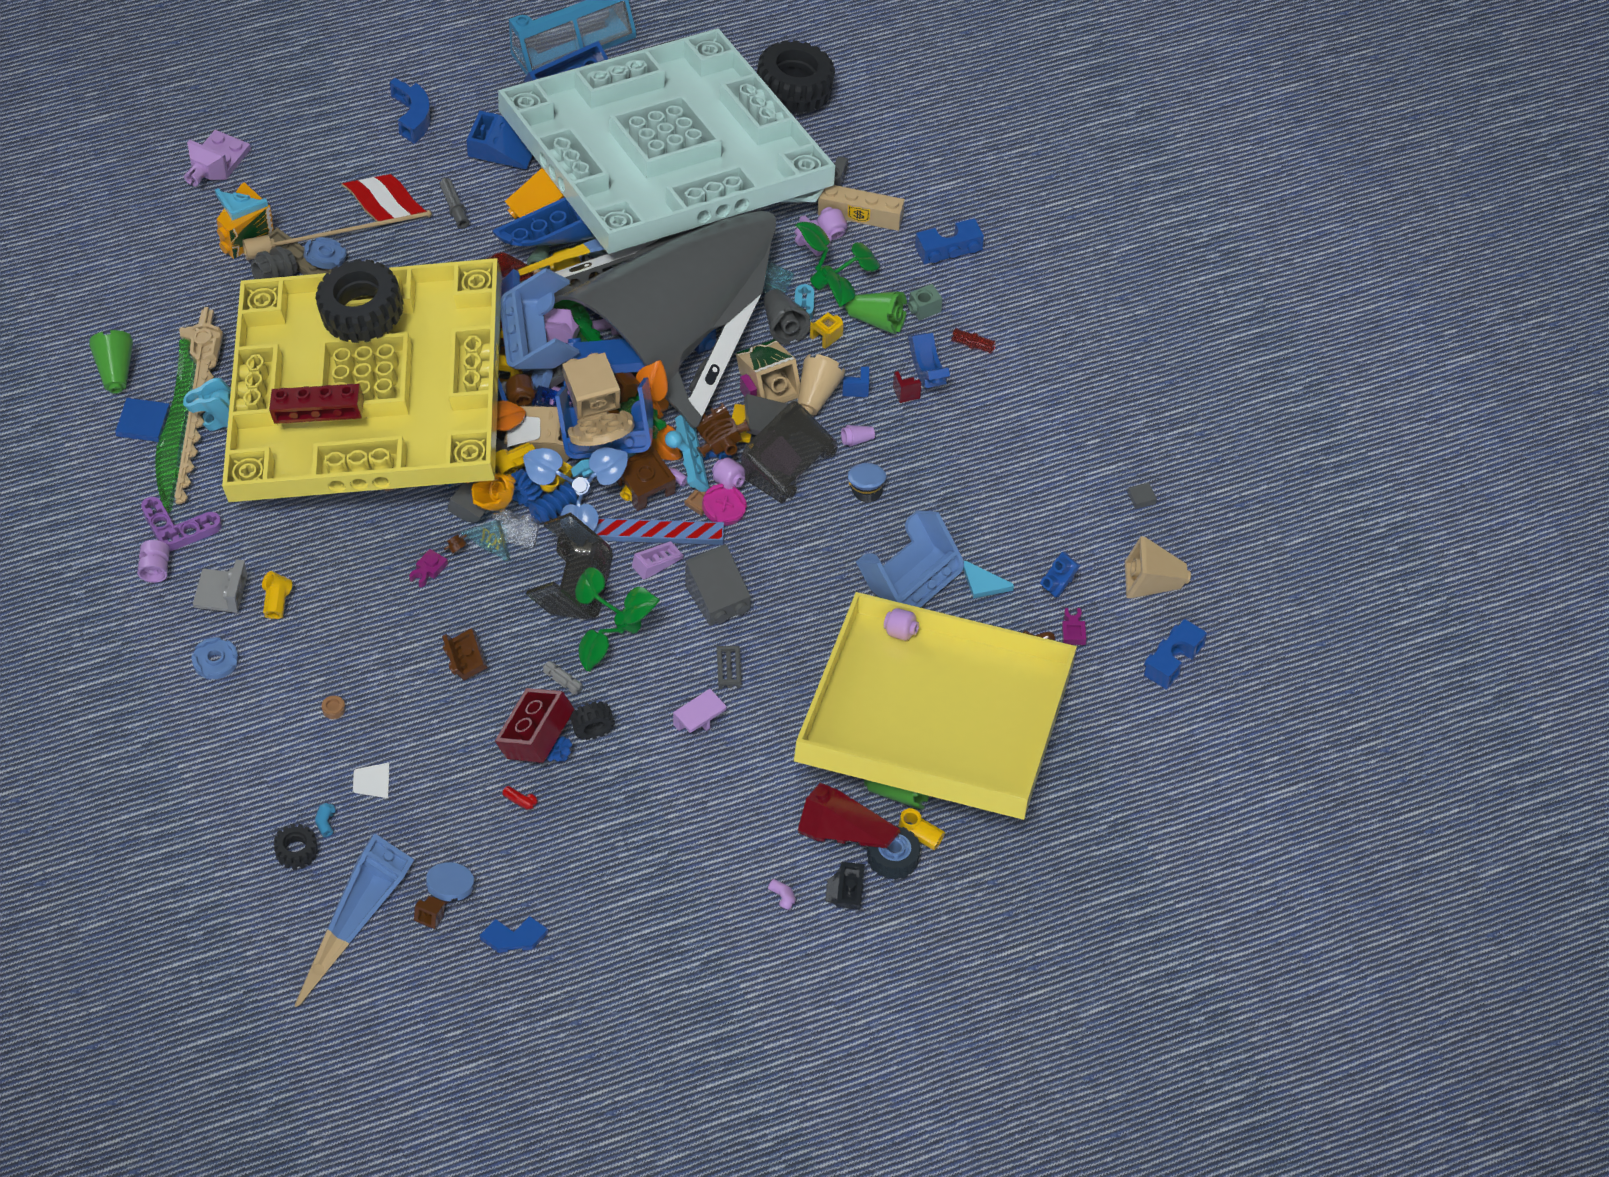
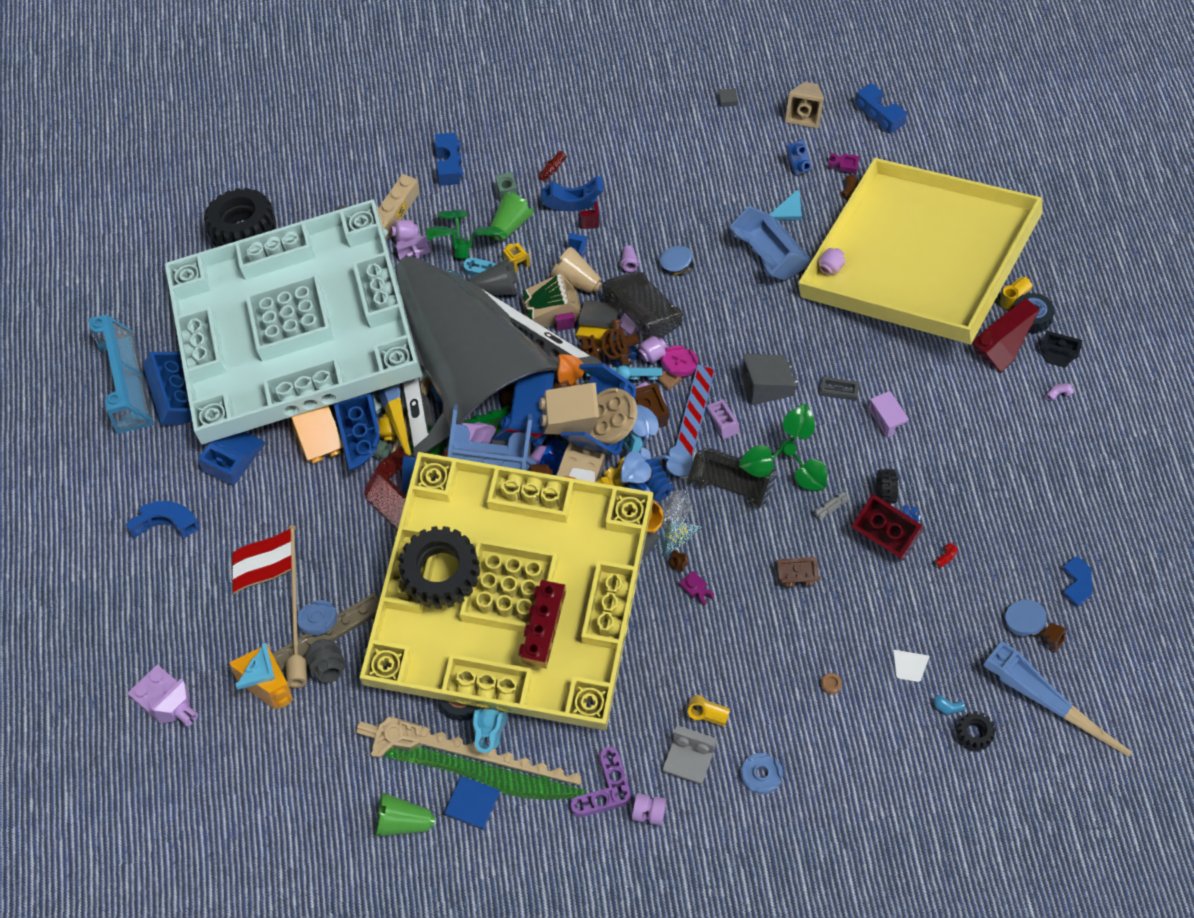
camera: 75 degrees left, 5 degrees up
(456, 209) = (287, 504): dark grey axle -> none

